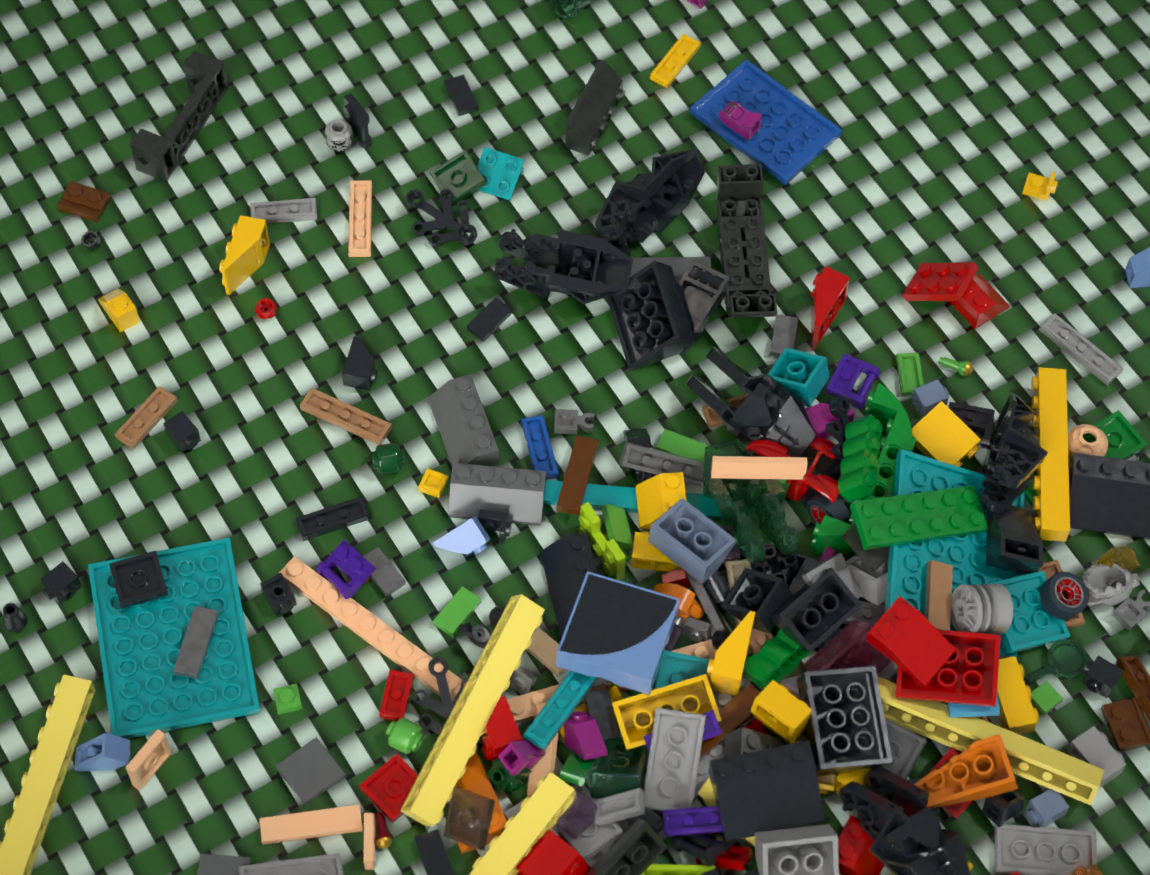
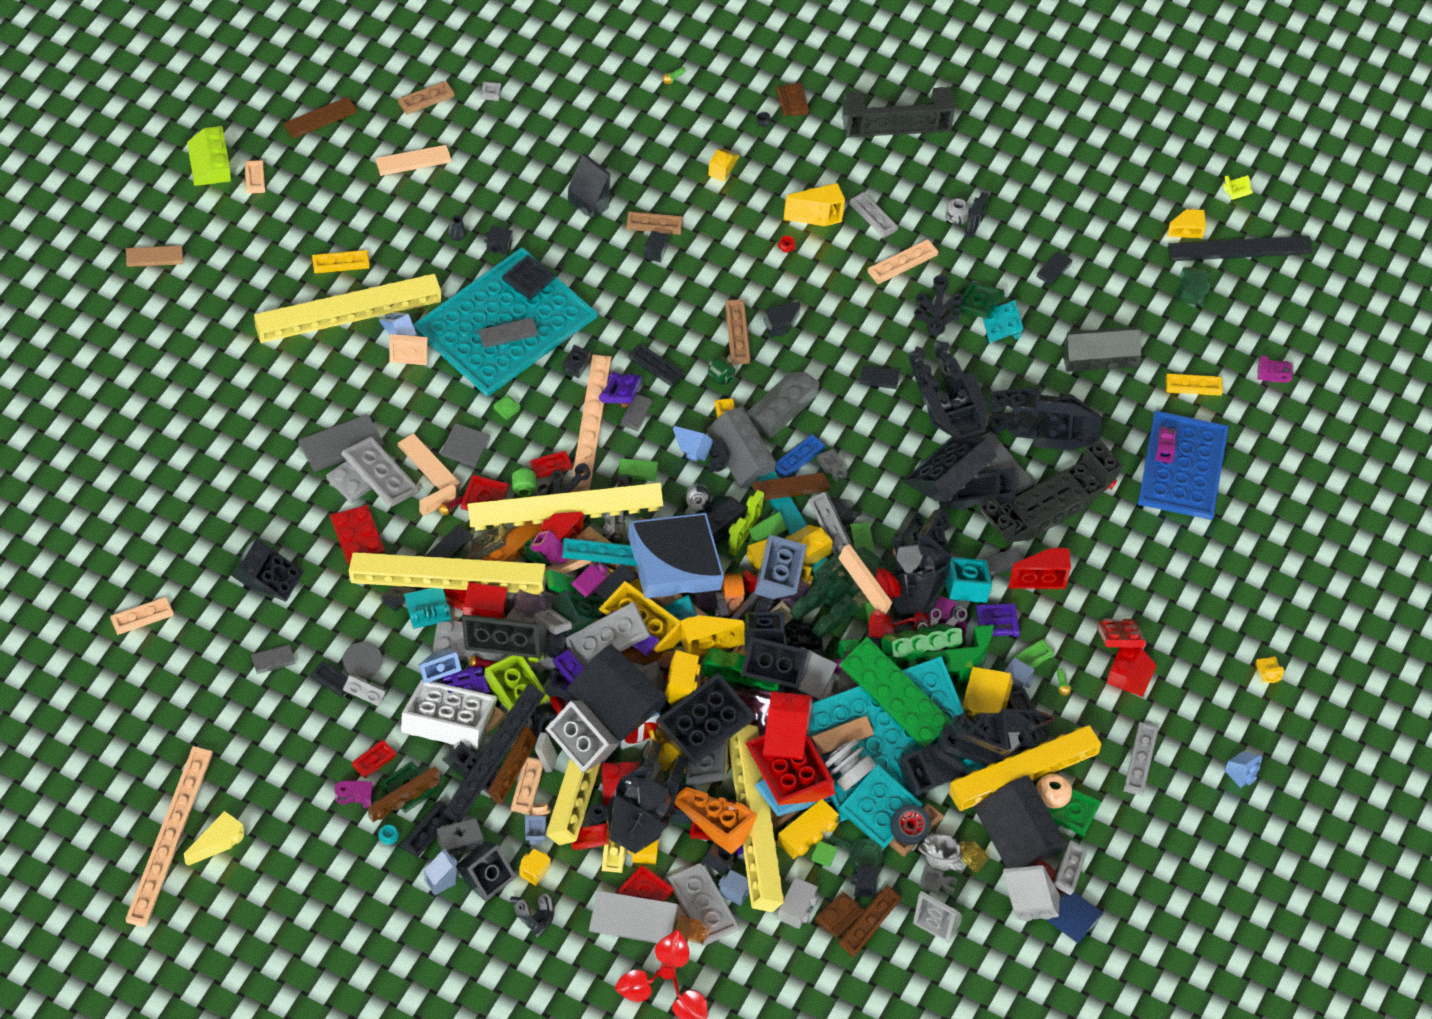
camera: 55 degrees right, 5 degrees down
(65, 451) = (590, 187): none -> black slope
(536, 570) = (698, 490): none -> light grey head

